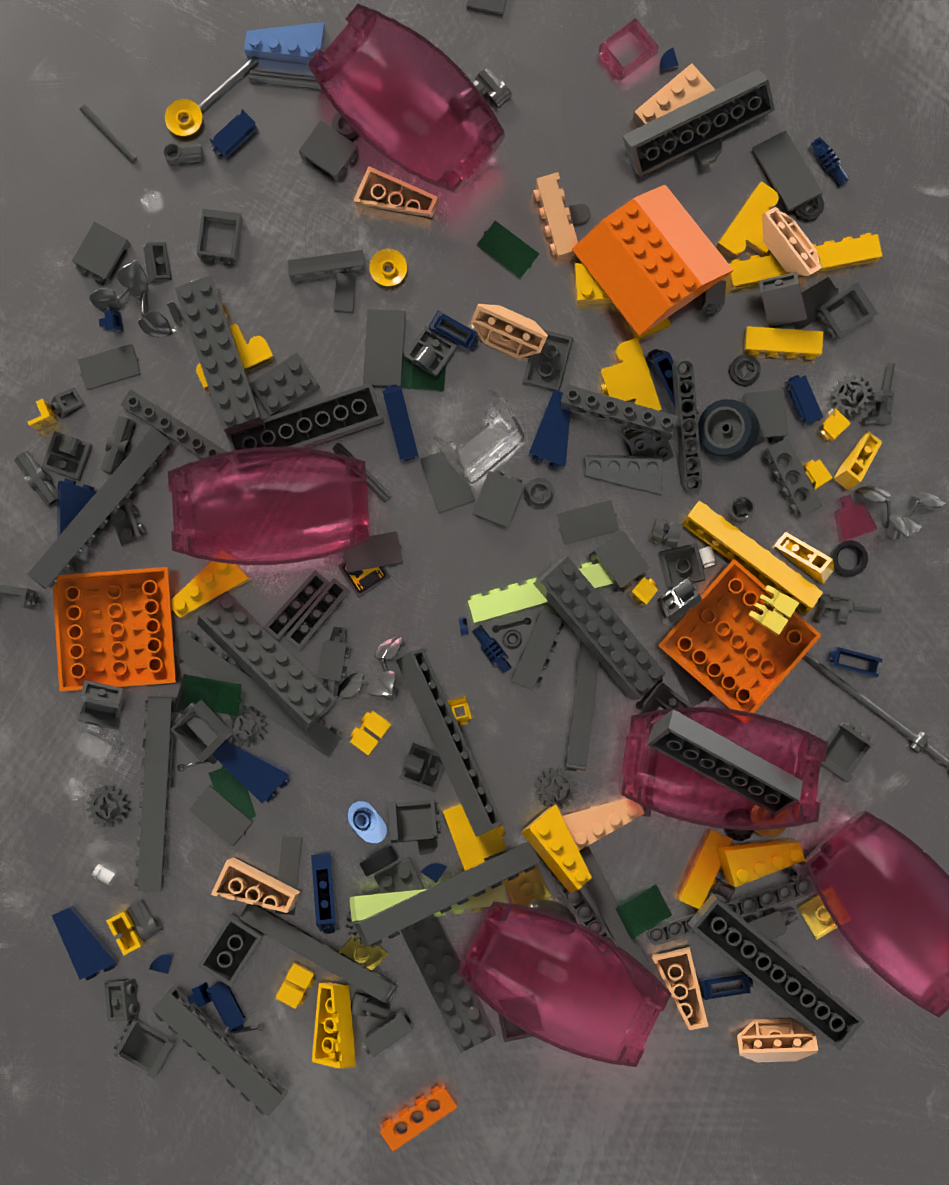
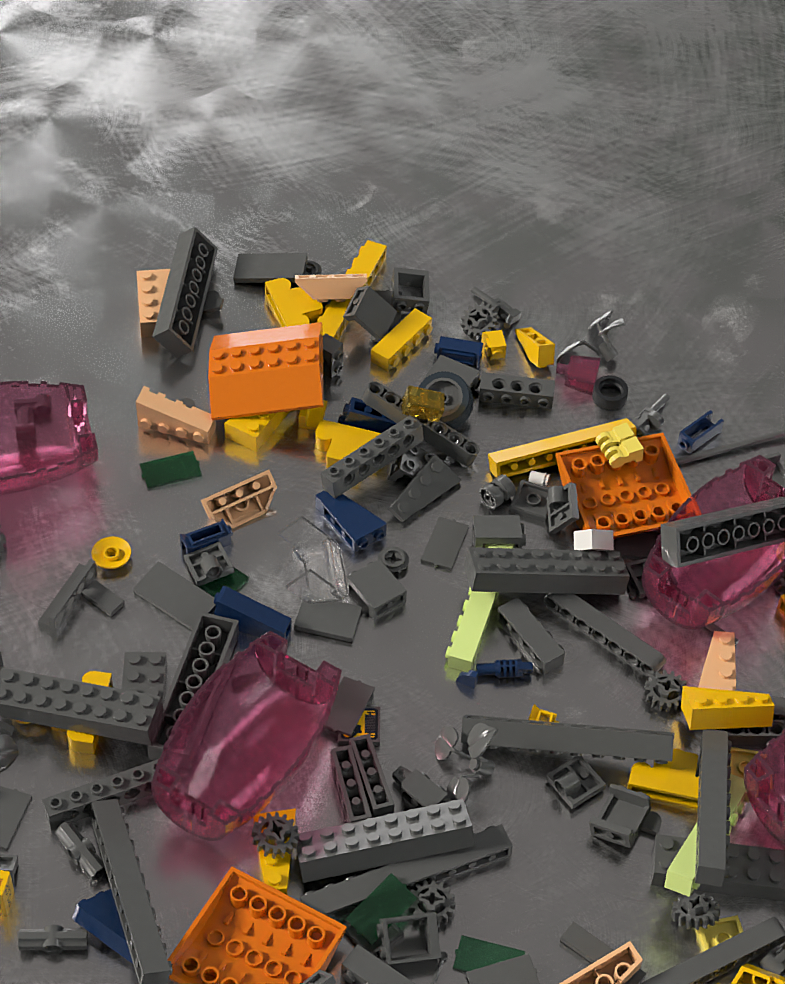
camera: 60 degrees left, 35 degrees down
(66, 455) = (51, 899): dark grey plate -> none
(127, 524) = (164, 888): dark grey bracket -> none
(199, 576) = (275, 835): none -> dark grey gear
(252, 771) = (479, 923): dark blue slope -> none
(325, 893) = (645, 929): dark blue slope -> none
(363, 739) = (513, 808): yellow piece -> none
(366, 822) = (596, 855): light blue piece -> none
(378, 861) = (641, 863): black tyre -> none
(392, 194) = (56, 511): light nougat wedge -> none
(434, 871) = (680, 828): dark blue tile -> none
(496, 628) = (488, 658): dark grey hinge -> none
(517, 634) = (506, 645): dark grey plate -> none
(548, 367) = (291, 496): dark grey tile -> none
(642, 37) = (86, 294): clear pink window -> none
(643, 591) = (538, 529): yellow slope -> none
(655, 648) = (594, 540): none -> white slope
(668, 61) = (119, 291): dark blue tile -> none
(698, 419) = (423, 403): none -> clear yellow brick
(741, 509) = (516, 432): dark grey wheel -> none
(752, 365) = (403, 369): dark grey gear -> none
(806, 557) = (589, 415): yellow slope -> none
(817, 473) = (525, 370): yellow window -> none
(829, 160) = (286, 241): dark blue hinge -> none

